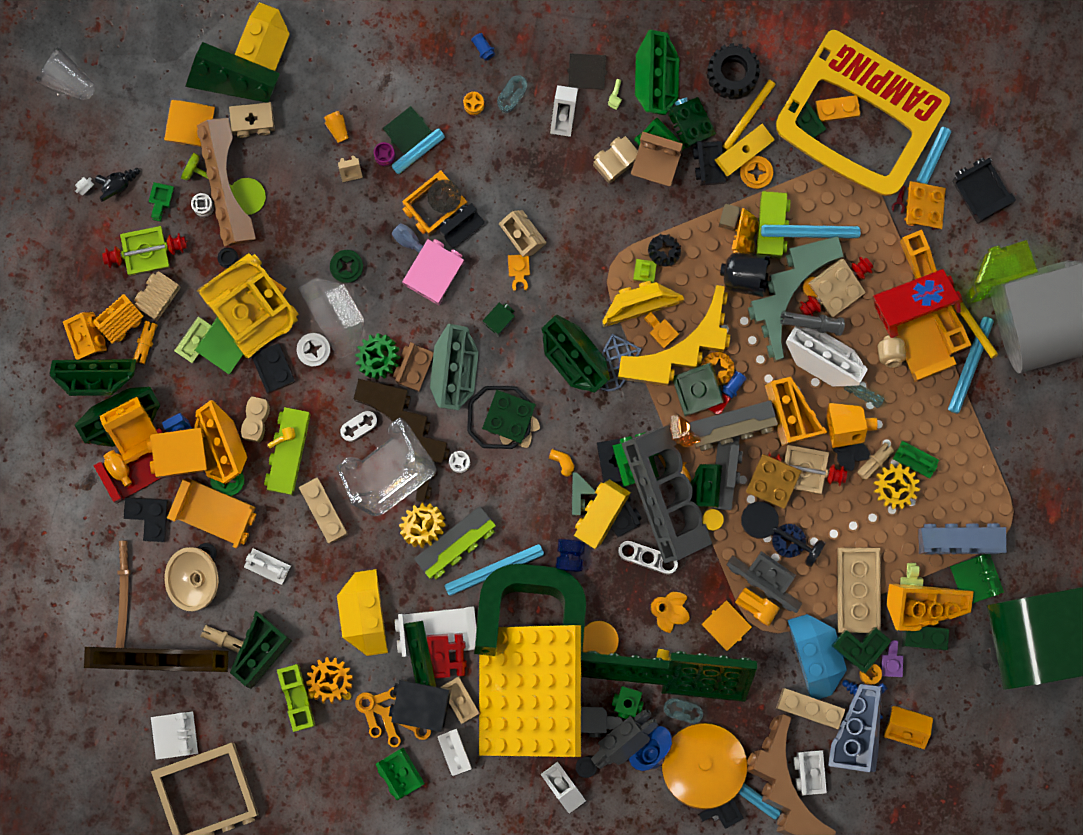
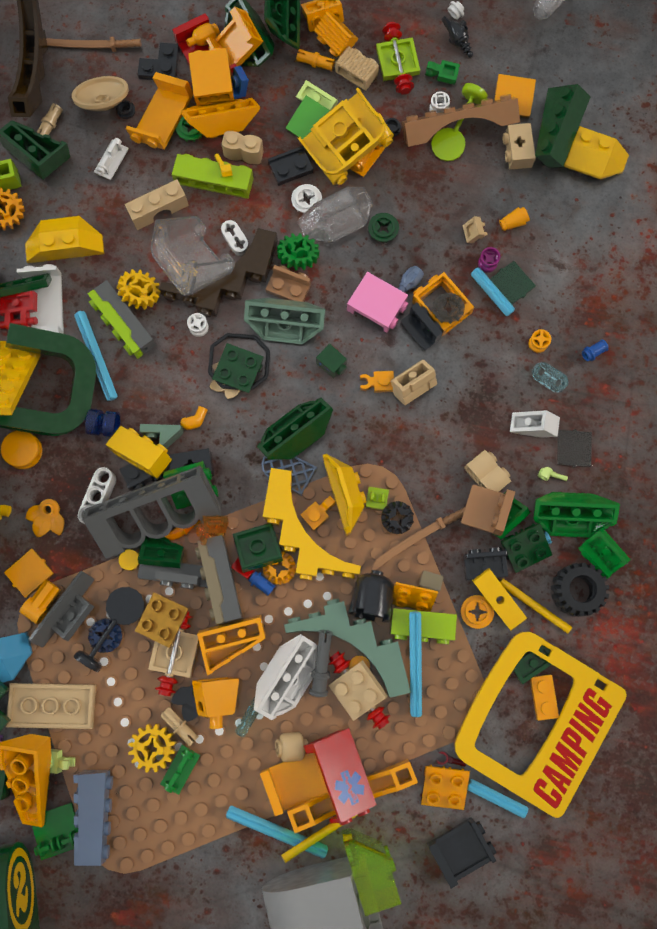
camera: 90 degrees right, 5 degrees down
(669, 208) = (440, 523): none -> medium nougat sword
(696, 46) = (603, 553): none -> green bracket

